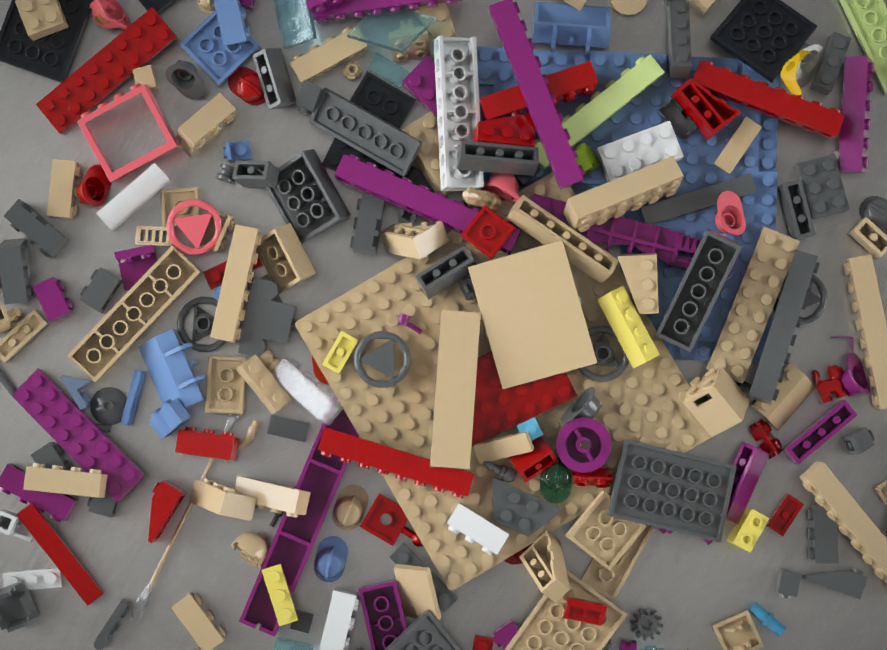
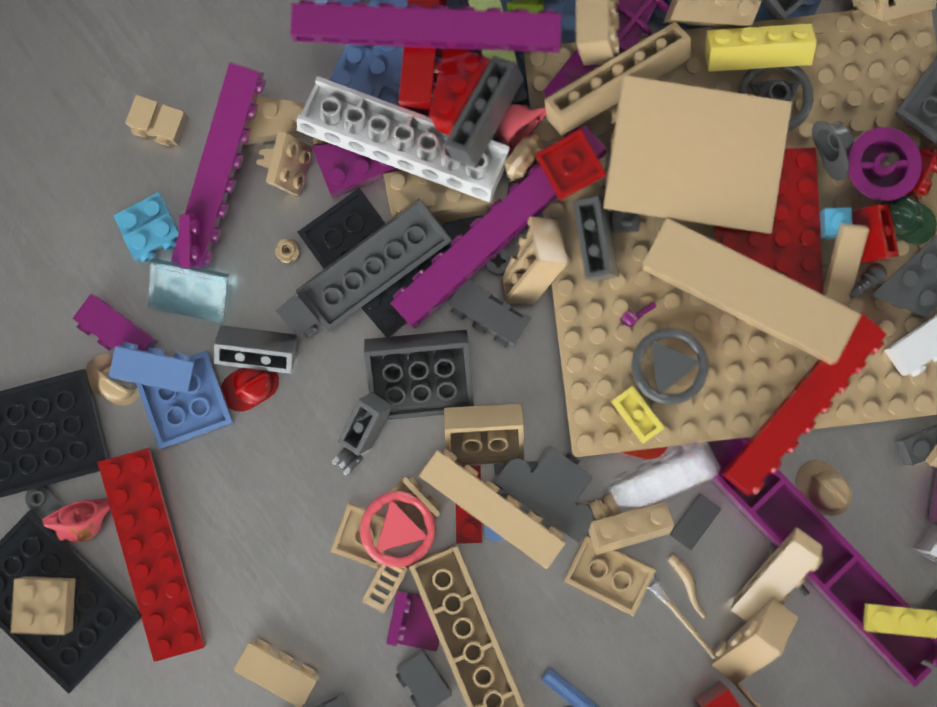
camera: 65 degrees left, 0 degrees up
(94, 186) = (290, 632): red piece -> none
(133, 197) = (326, 589): white brick -> none
(143, 160) = (196, 553): coral window -> none
(146, 76) = (184, 510): tan panel -> none
(168, 418) = (622, 664): medium blue brick -> none
(171, 369) = (565, 635): medium blue piece -> none
(186, 79) = (207, 460): dark grey piece -> none
(201, 324) = (521, 571): dark grey piece -> none
(205, 124) = (274, 460): tan wedge -> none
(207, 444) = (674, 630): red brick -> none
(237, 151) = (325, 435): medium blue bracket -> none
(252, 548) = (827, 629): tan cylinder -> none
(327, 56) = (256, 270): tan brick -> none
(330, 559) = (877, 539): medium blue piece -> none
(388, 70) = (307, 206): clear light blue tile -> none
(390, 532) = (877, 449): red plate -> none
(392, 30) = (263, 175): clear light blue piece -> none

